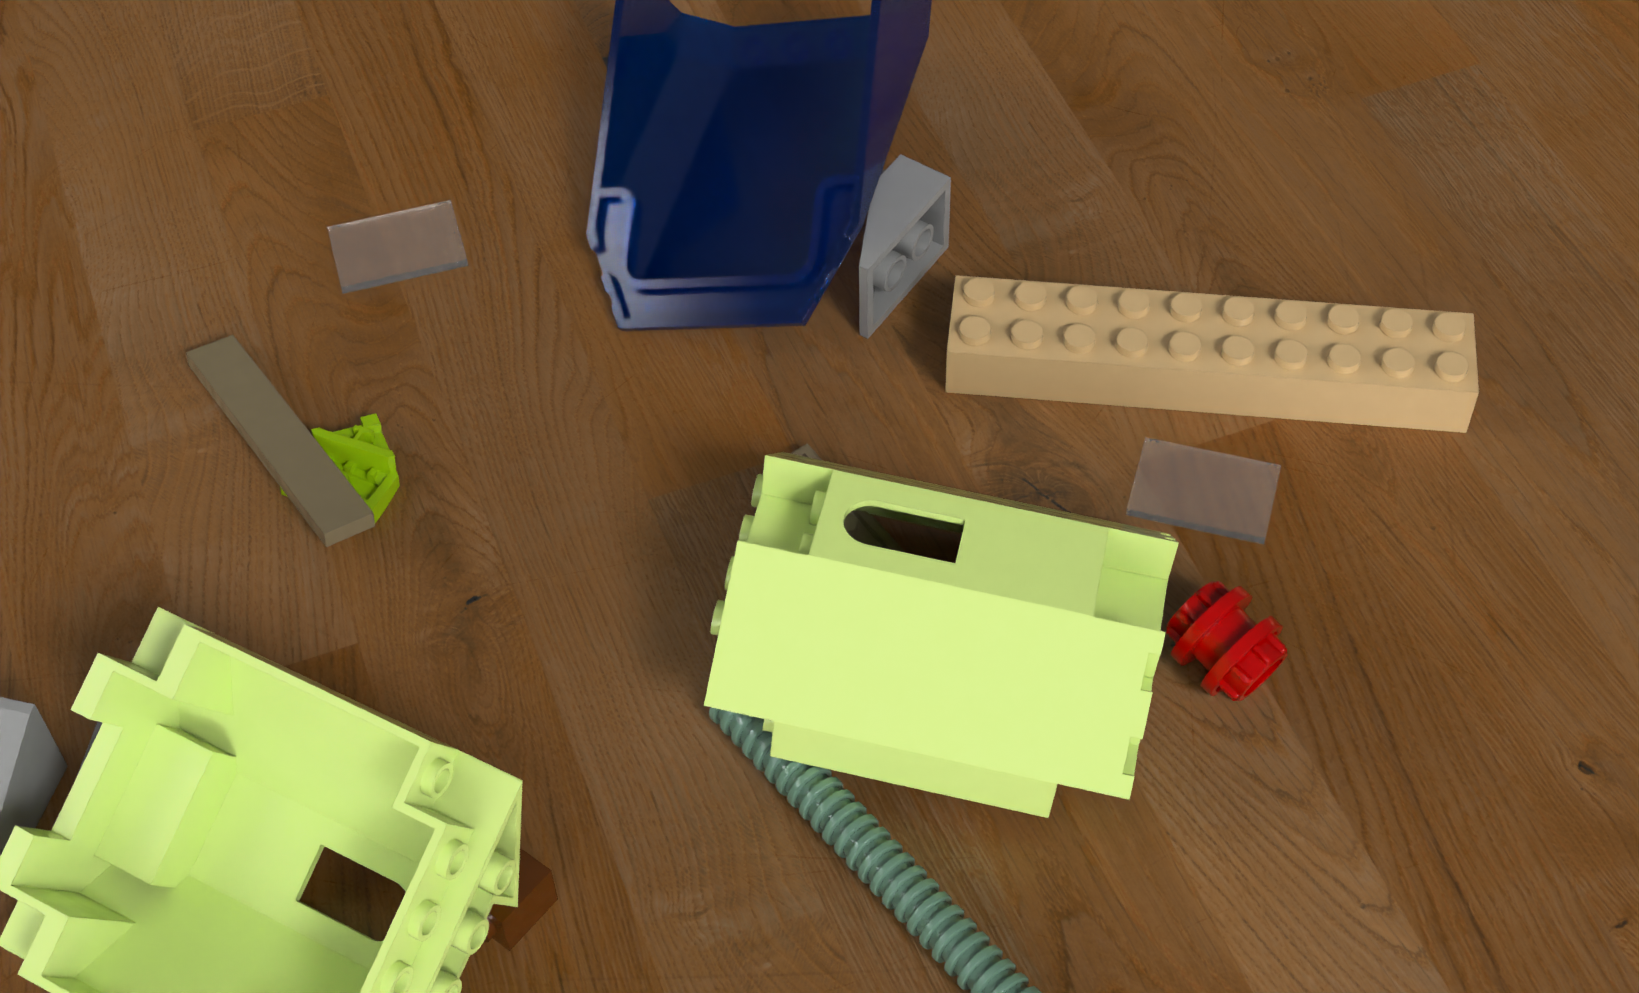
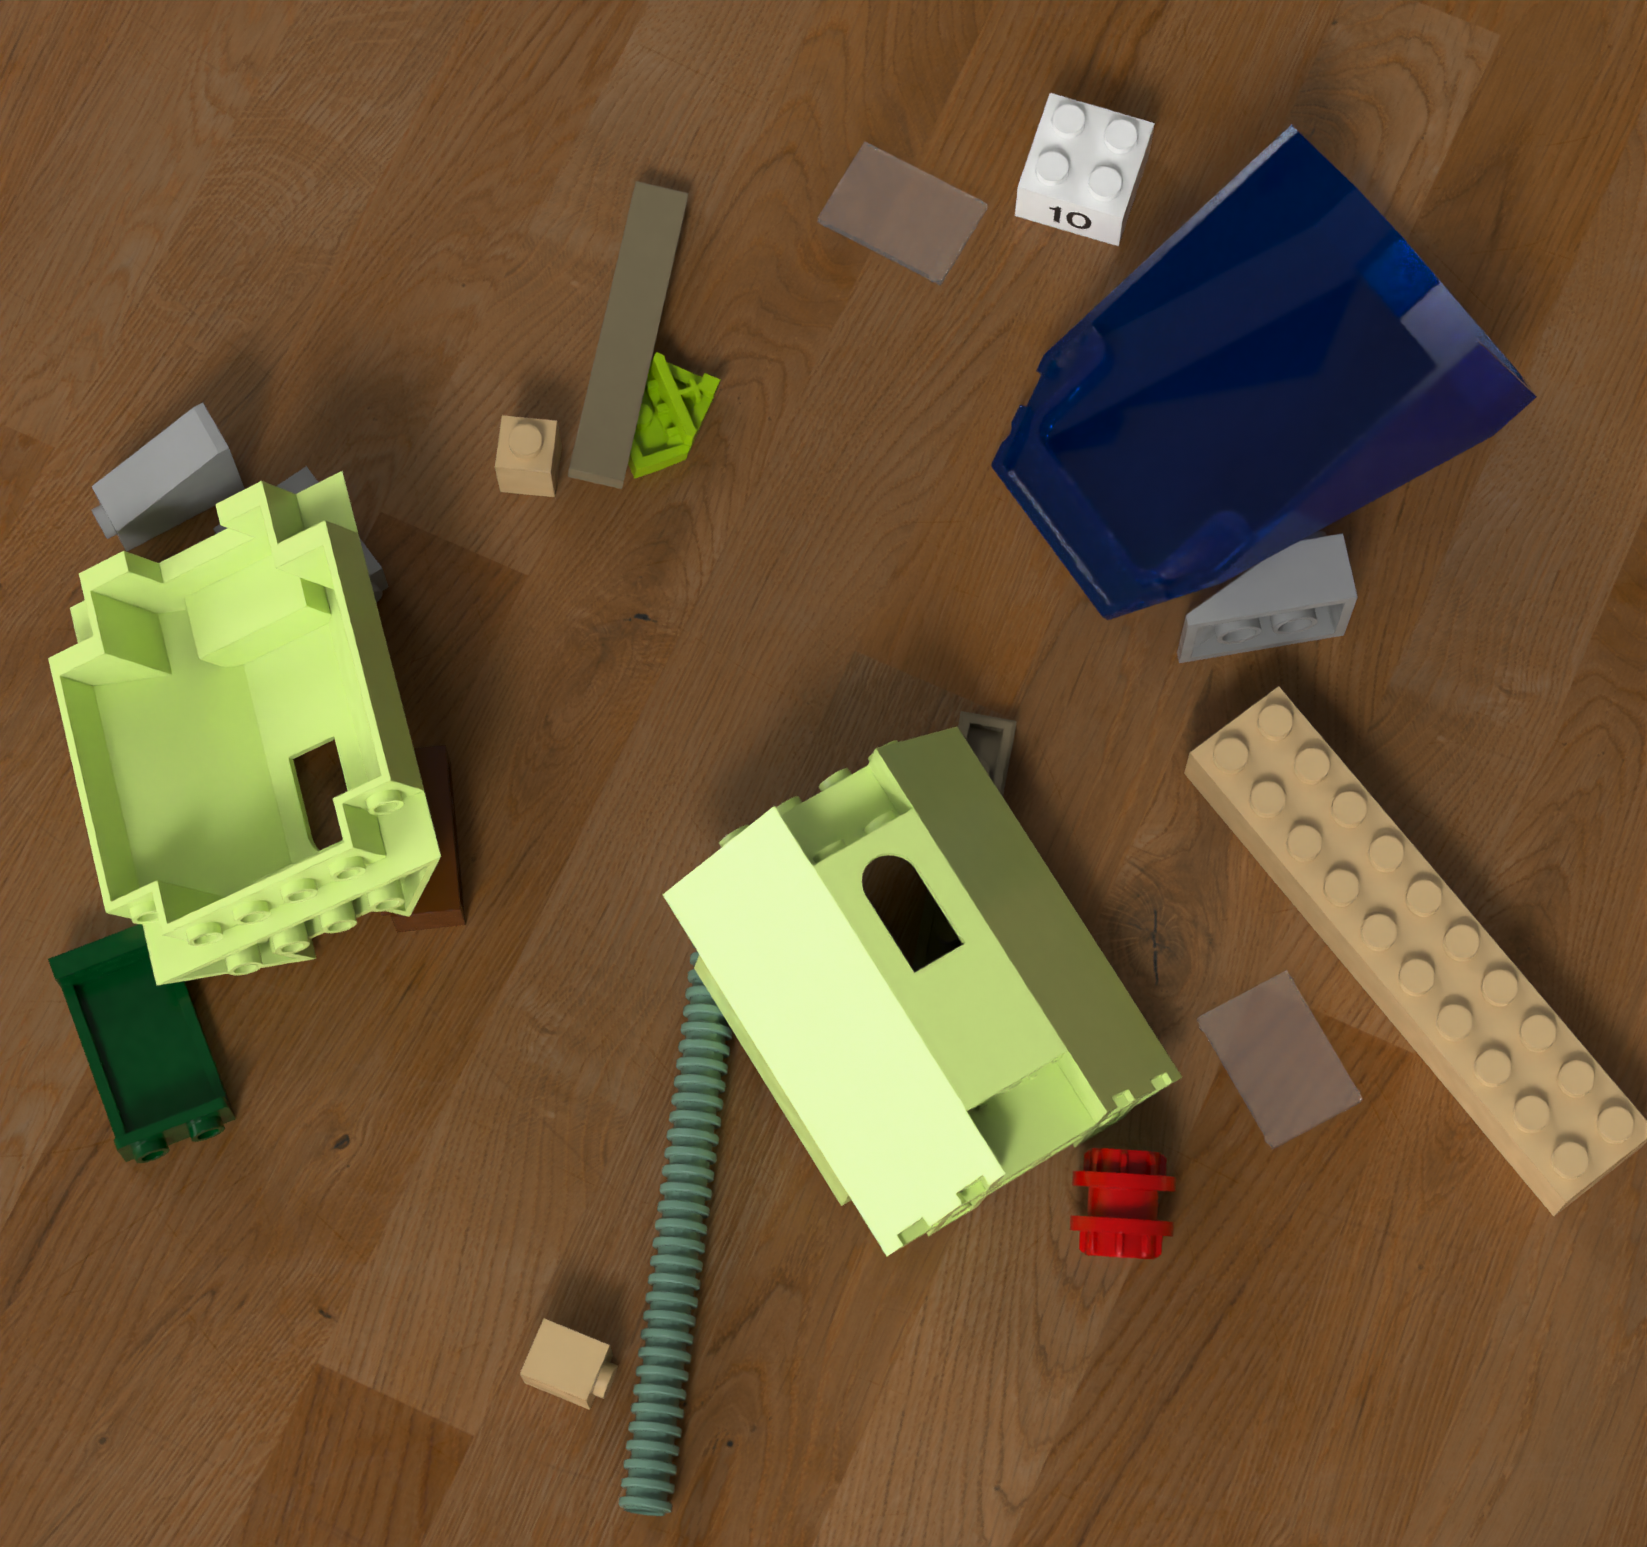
camera: 45 degrees right, 20 degrees up
(281, 559) = (528, 456): none -> tan brick
(496, 131) = (1084, 169): none -> white brick

